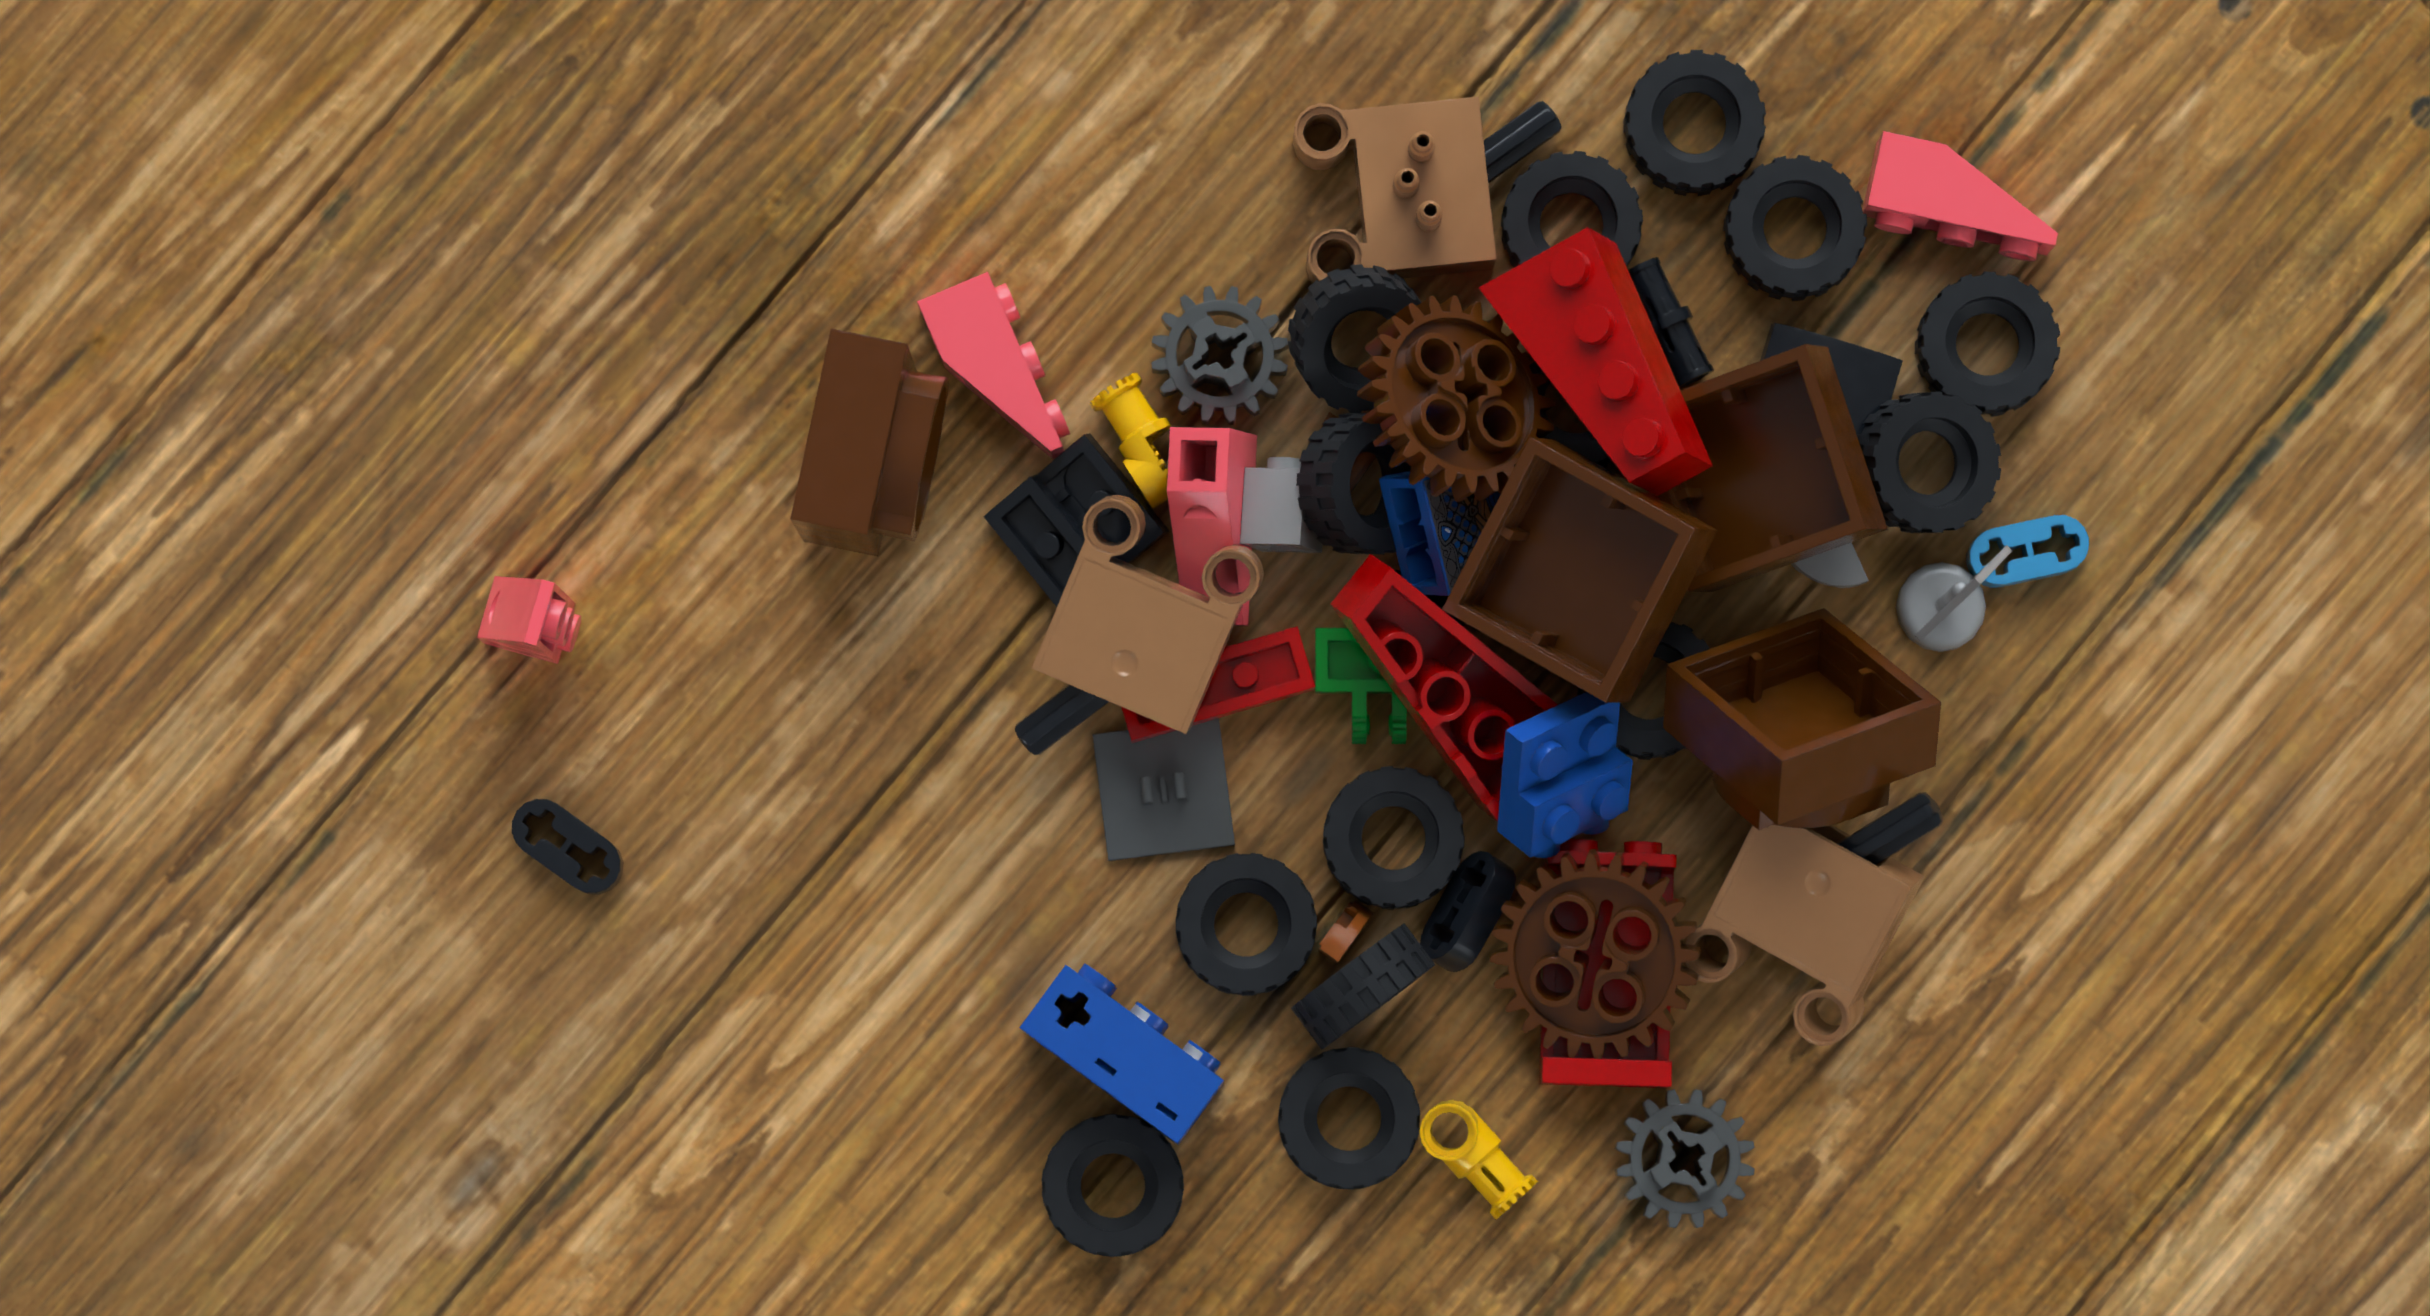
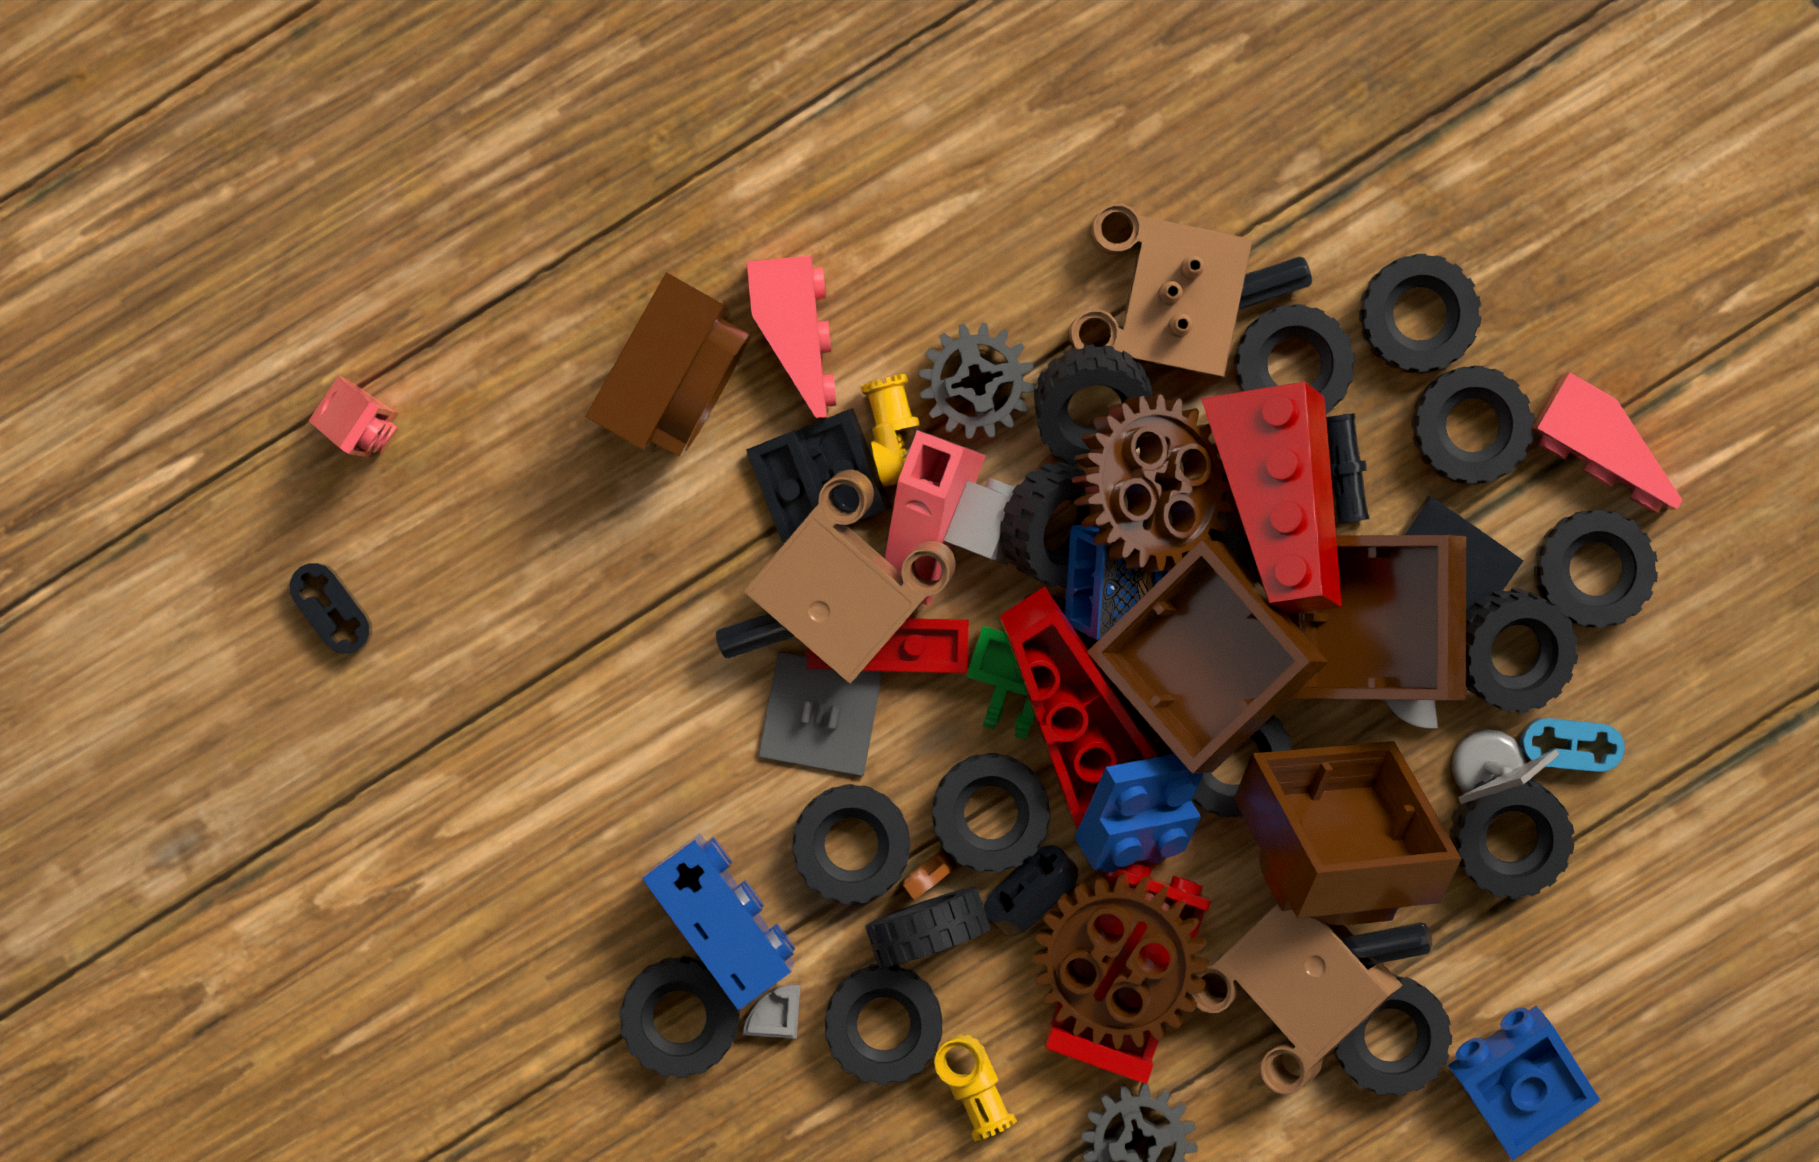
camera: 15 degrees right, 5 degrees up
(1221, 1148) = (775, 1013): none -> light grey tile
(1979, 959) = (1420, 1064): none -> black tyre
(2042, 673) = (1539, 866): none -> black tyre
(2099, 948) = (1523, 1080): none -> blue plate

